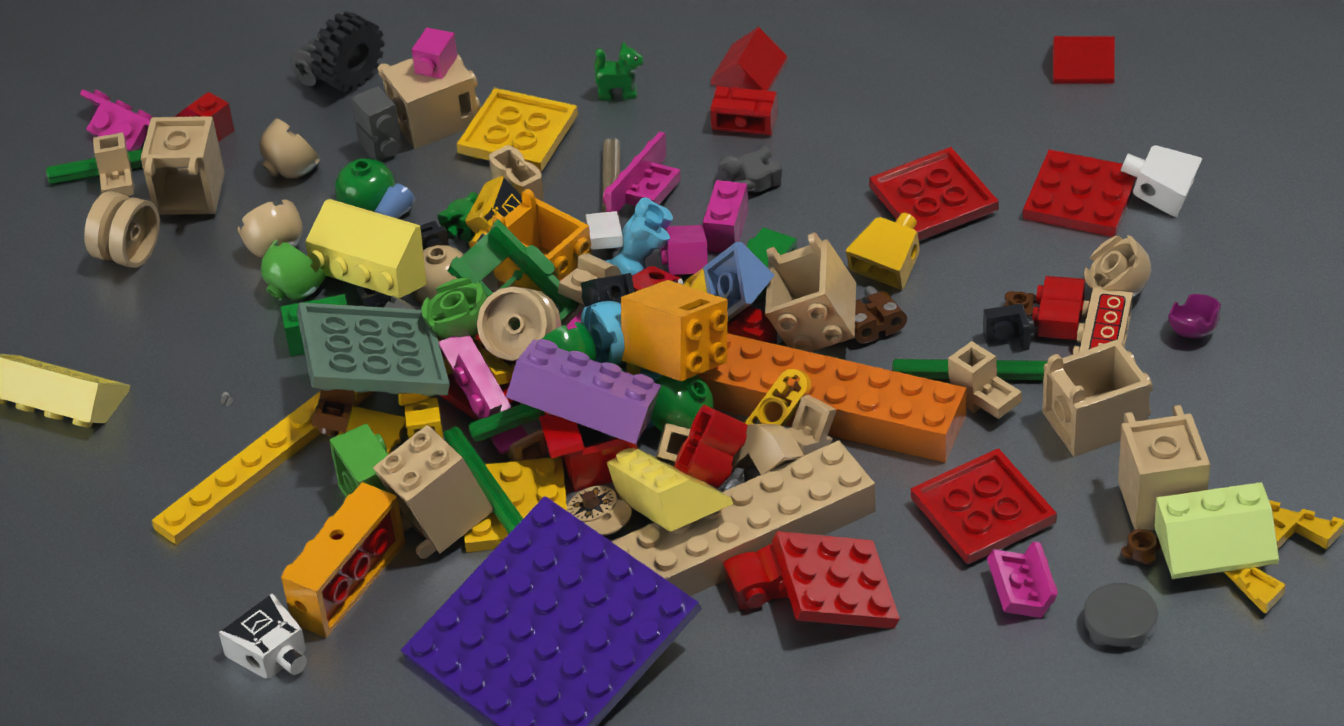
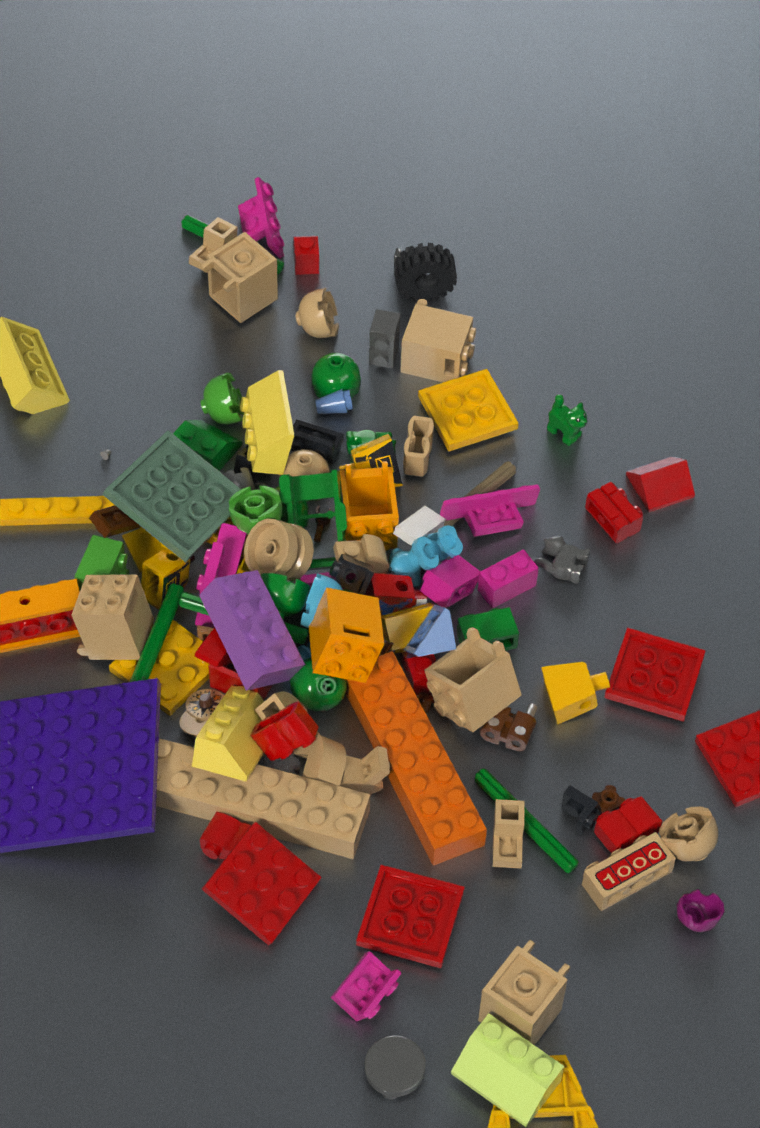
camera: 40 degrees right, 10 degrees up
(121, 229) = (167, 293): tan wheel -> none
(269, 224) = (247, 364): tan cylinder -> none
(434, 53) = (450, 318): dark pink brick -> none
(782, 387) = (350, 736): yellow beam -> none
(1091, 393) = (551, 906): tan container -> none
(1141, 546) = (460, 1029): reddish brown plate -> none

